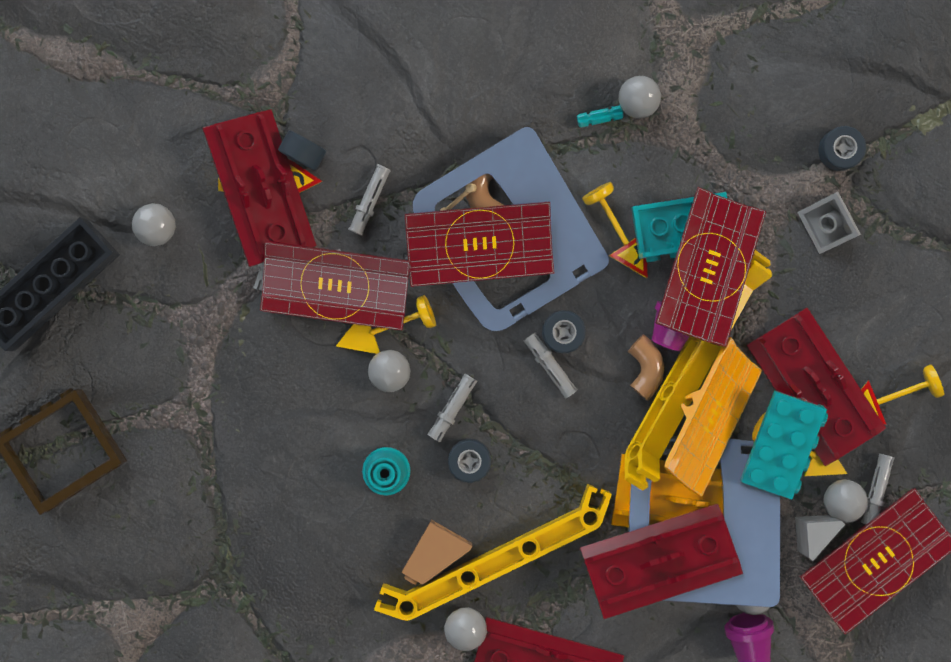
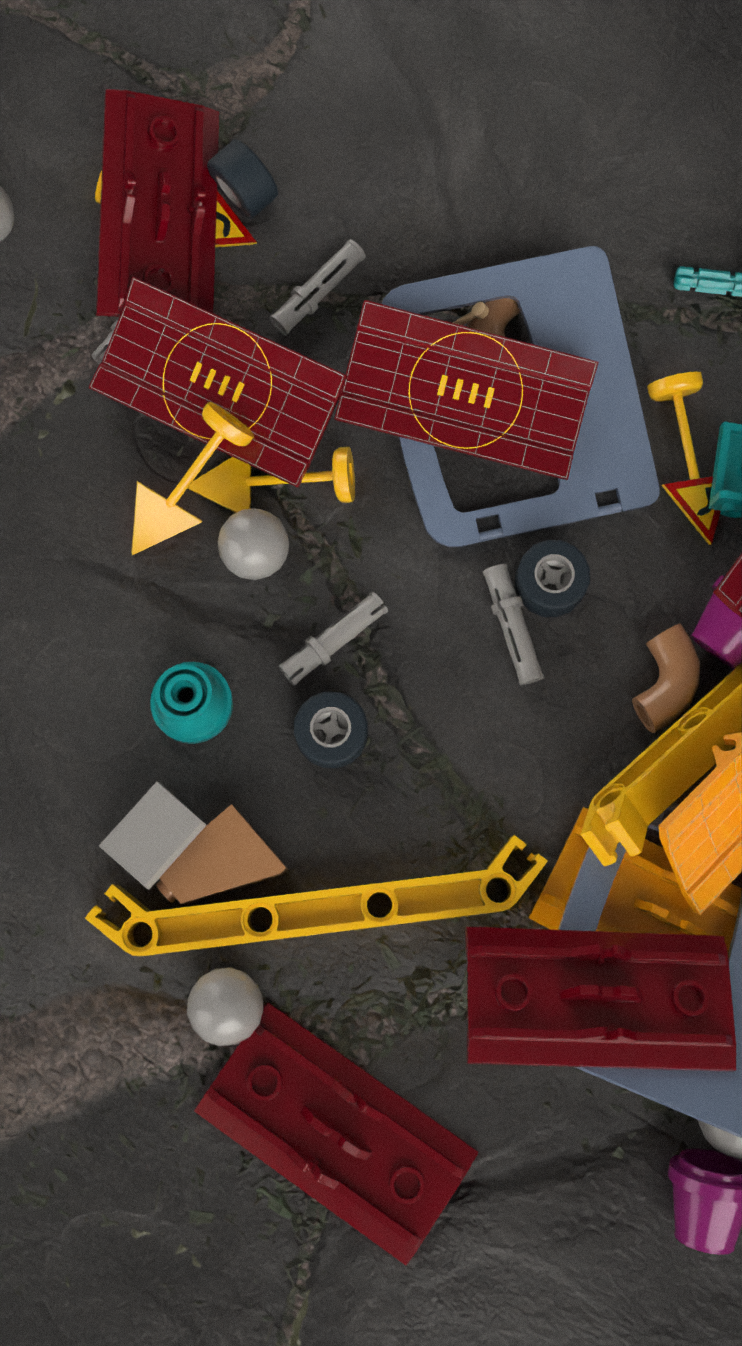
camera: 20 degrees right, 10 degrees down
(329, 372) = (160, 517): none -> yellow piece
(393, 553) = (152, 835): none -> light grey slope

